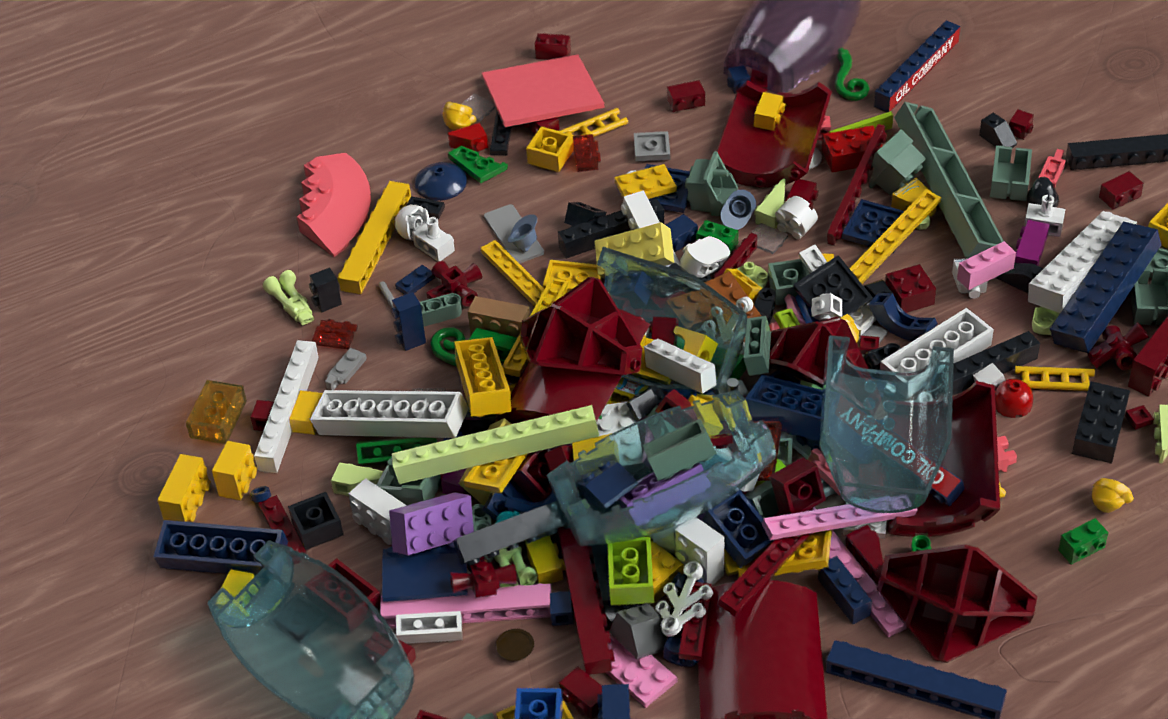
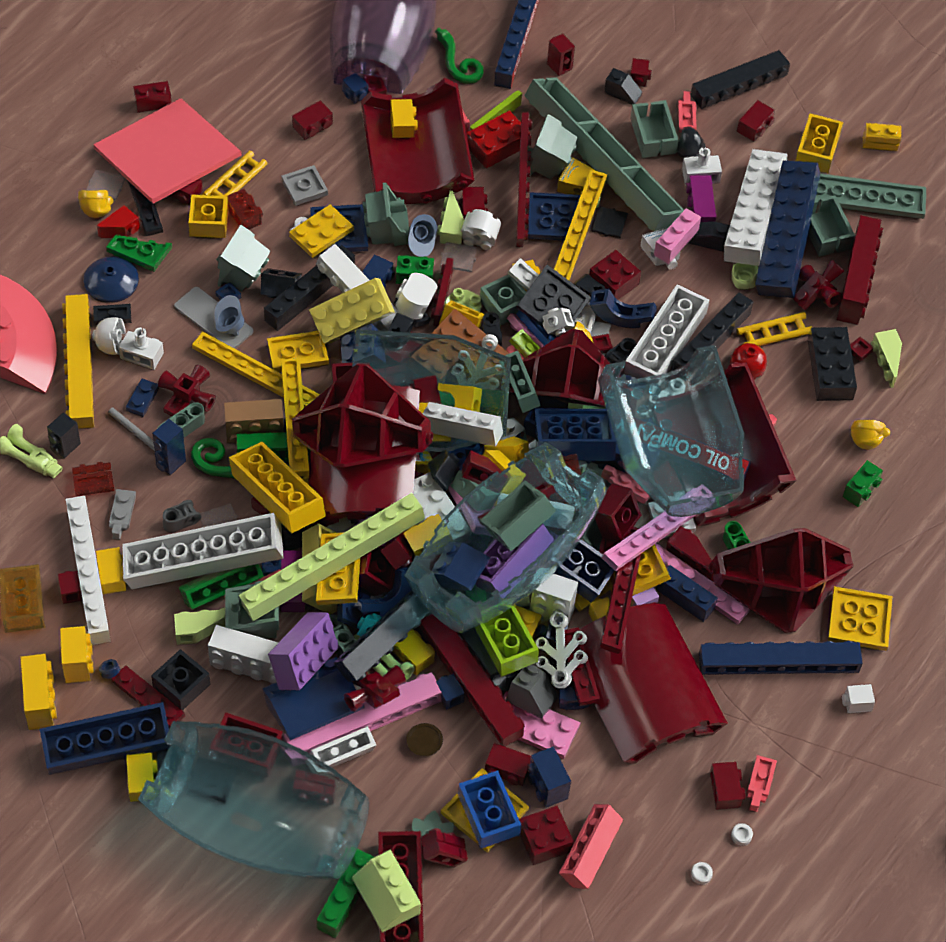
camera: 30 degrees left, 10 degrees up
(393, 381) = (182, 516): none -> dark grey piece
(539, 213) = (227, 290): none -> dark blue plate
(555, 187) = (242, 260): none -> piece
(798, 578) = (645, 597): none -> lavender piece
(930, 244) = (609, 222): none -> black piece
(947, 91) = (560, 54): none -> dark red brick
(990, 375) = (725, 348): white brick -> none
(1022, 669) = (860, 618): none -> yellow plate

